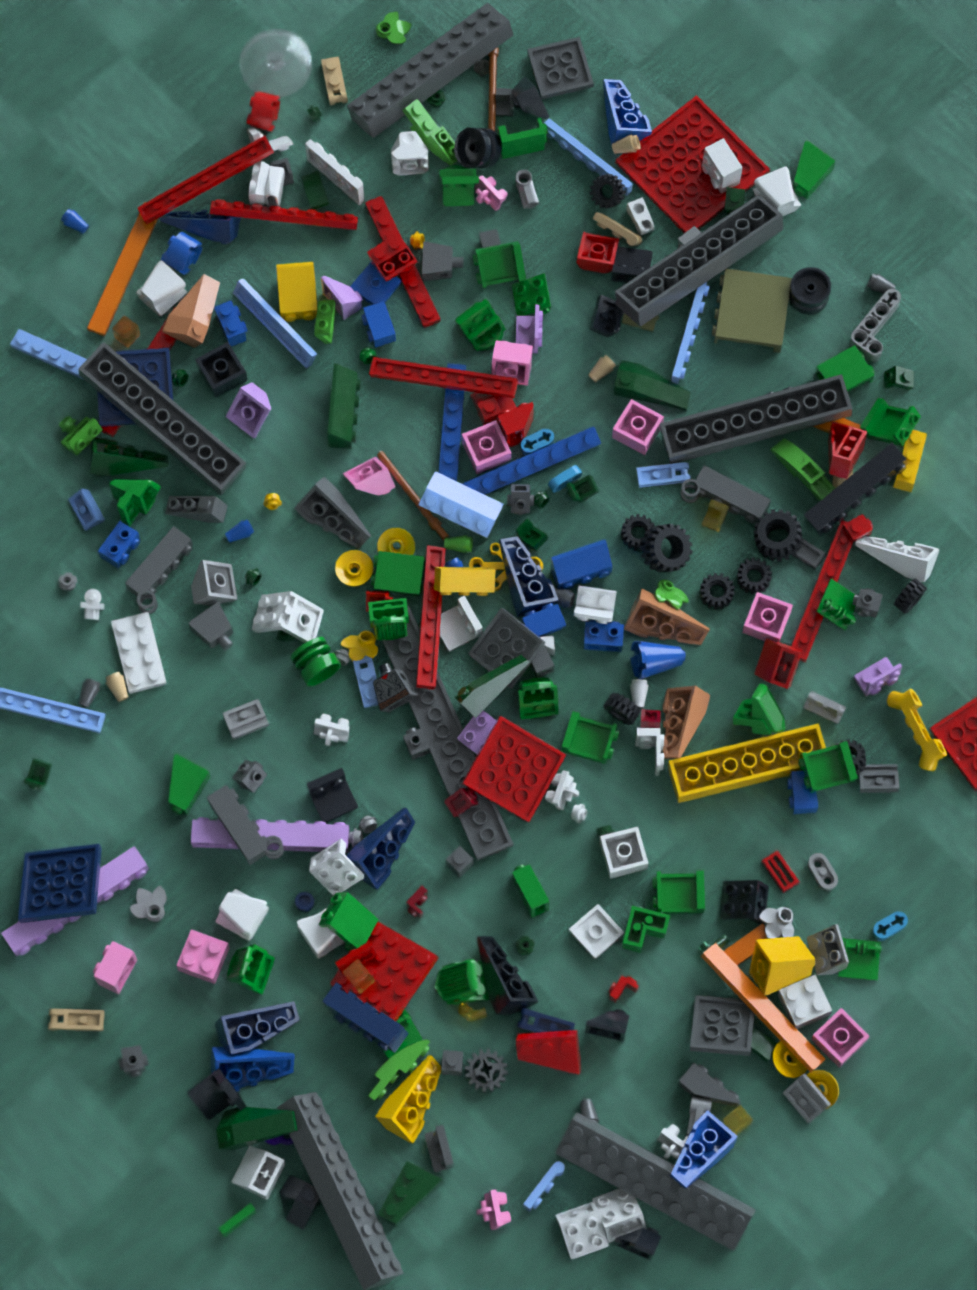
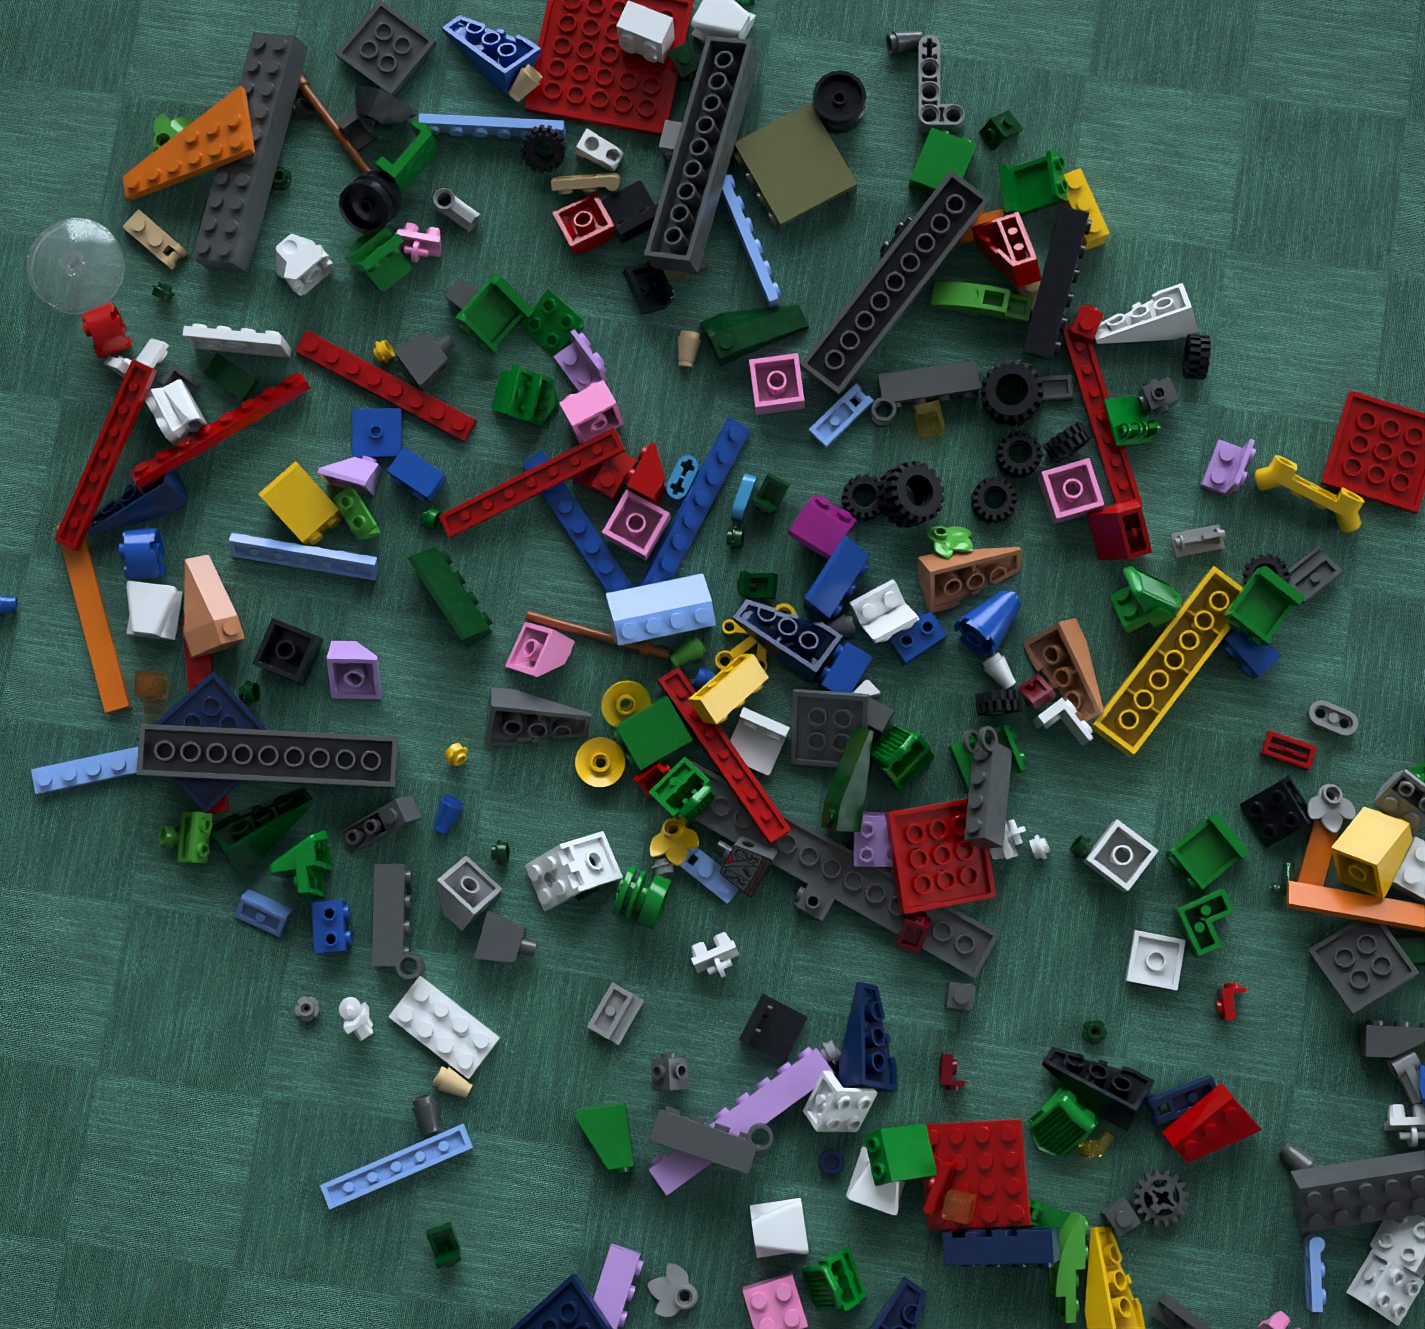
camera: 30 degrees left, 10 degrees up
(229, 321) = (256, 592): blue brick -> none
(368, 824) = (832, 1027): light grey plate -> none
(391, 257) = (375, 392): red slope -> none
(405, 46) = (207, 143): none -> orange wing
(434, 138) = (311, 224): bright green slope -> none
(520, 499) = (715, 554): dark grey brick -> none
(530, 890) = (1056, 970): green slope -> none
(573, 751) = (987, 789): none -> dark grey hinge
(596, 525) = (821, 526): none -> magenta slope
(609, 1025) = (1249, 1049): black slope -> none
(788, 588) = (1067, 442): none -> black tyre

